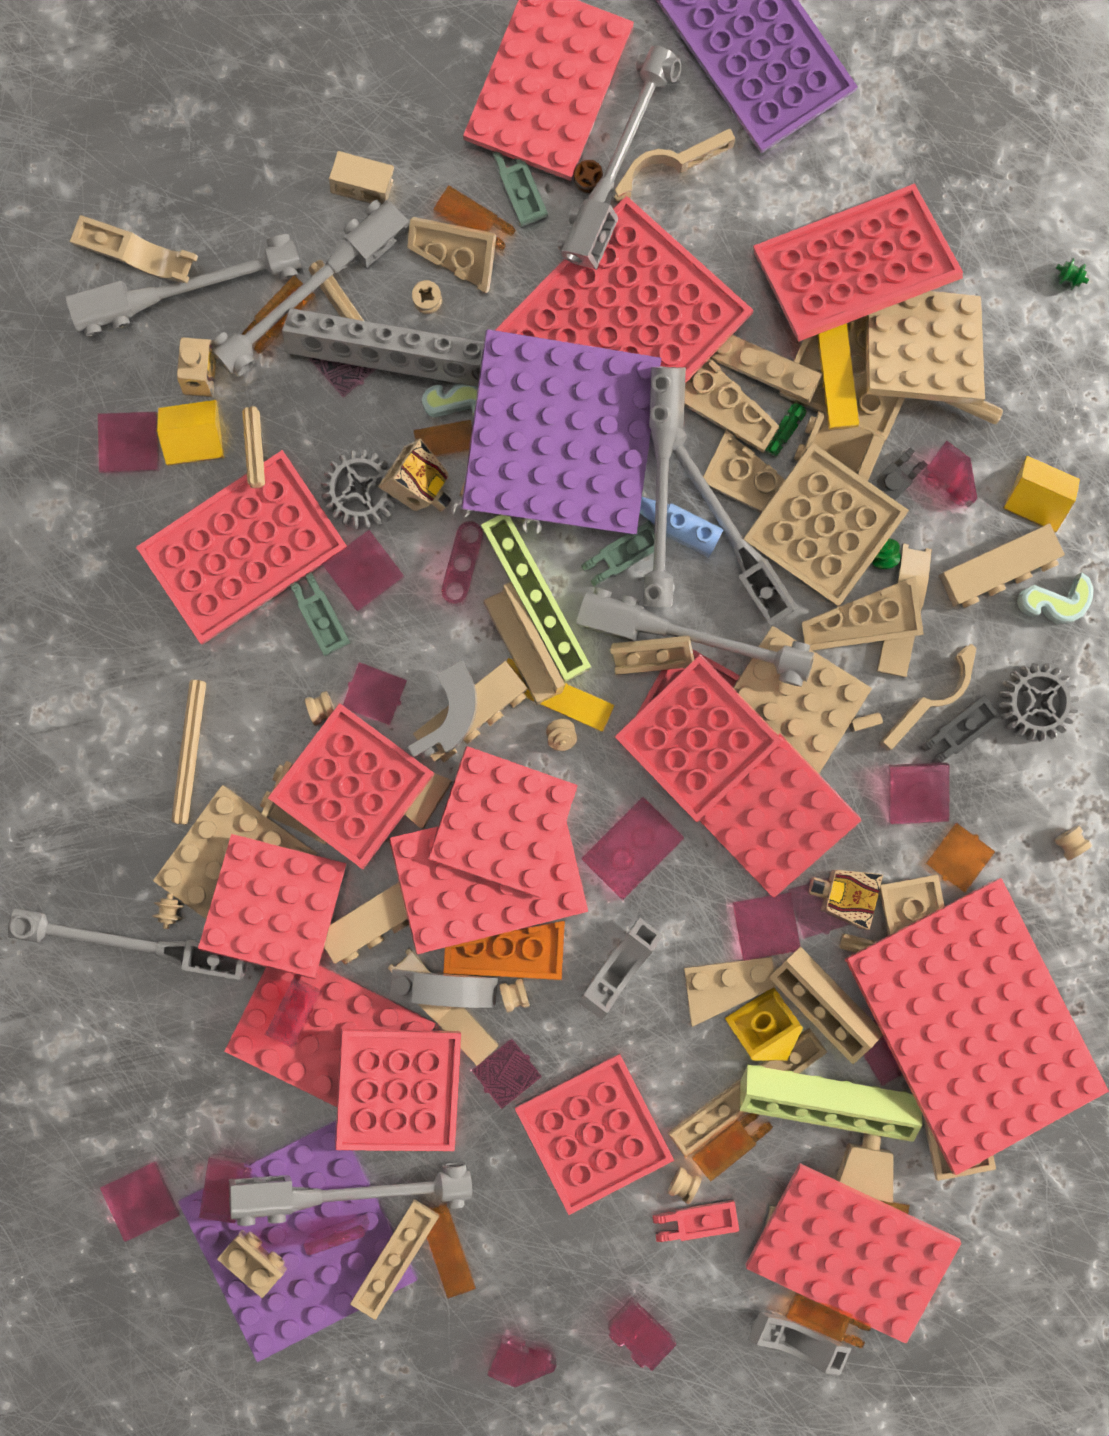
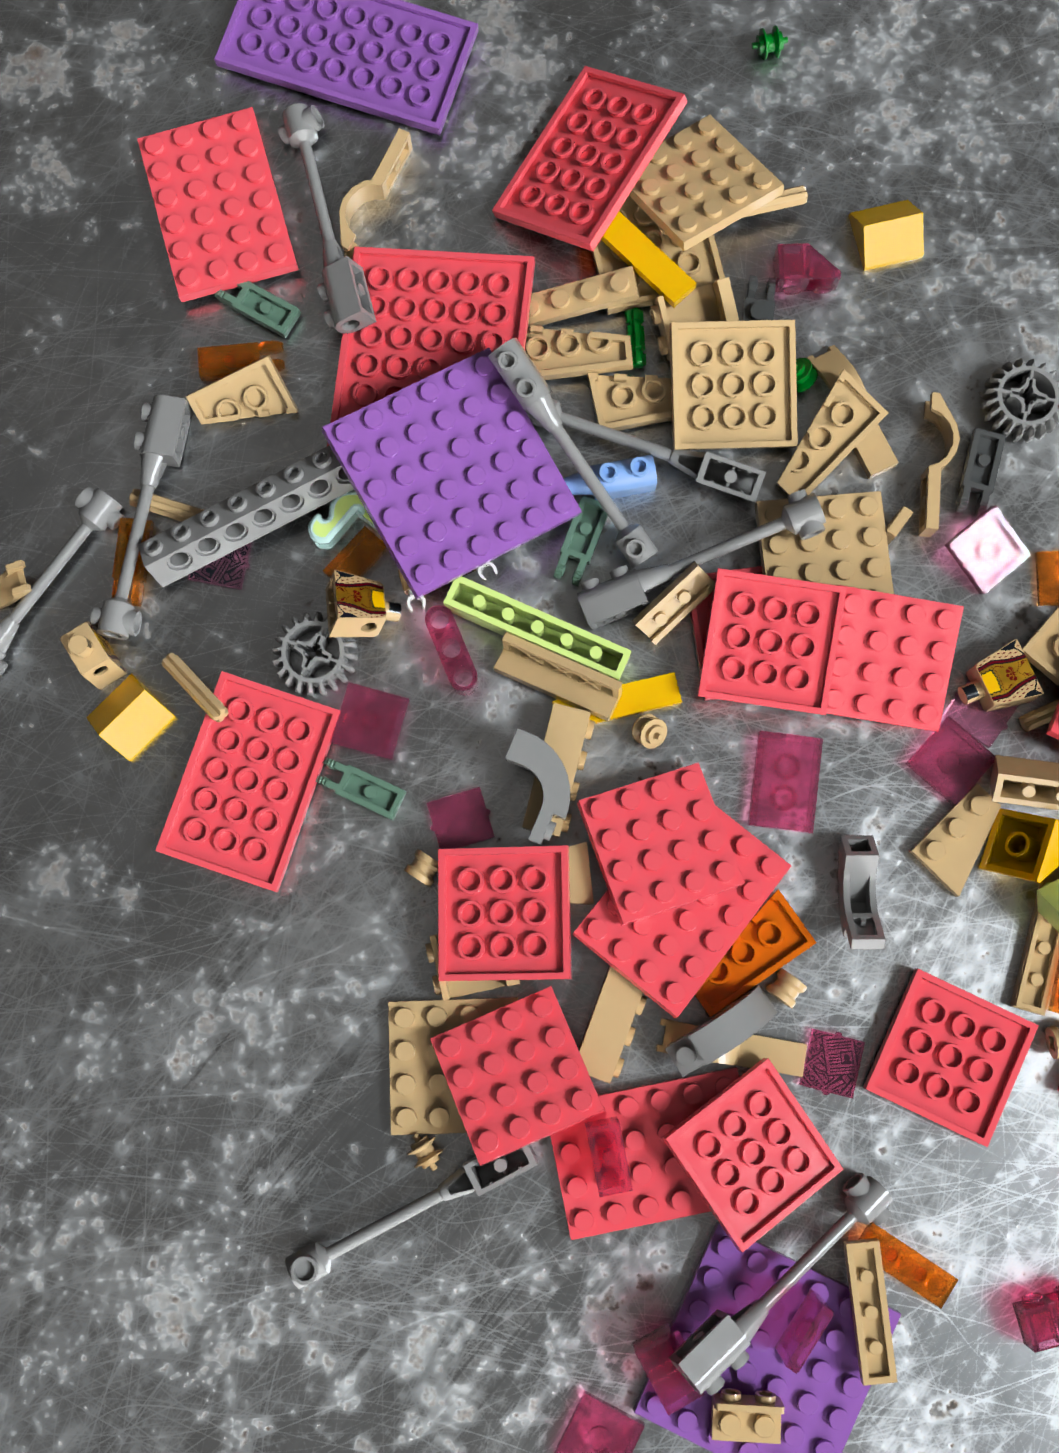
camera: 30 degrees left, 5 degrees down
(128, 442) = (81, 766): clear pink tile -> none
(188, 752) = (336, 996): tan axle -> none
(361, 178) = (117, 396): tan hinge -> none
(429, 302) = (252, 459): tan wheel -> none
(587, 170) = (308, 248): reddish brown wheel -> none
(1001, 565) = (903, 313): tan brick -> none
(1057, 607) = (975, 312): light aqua animal -> none

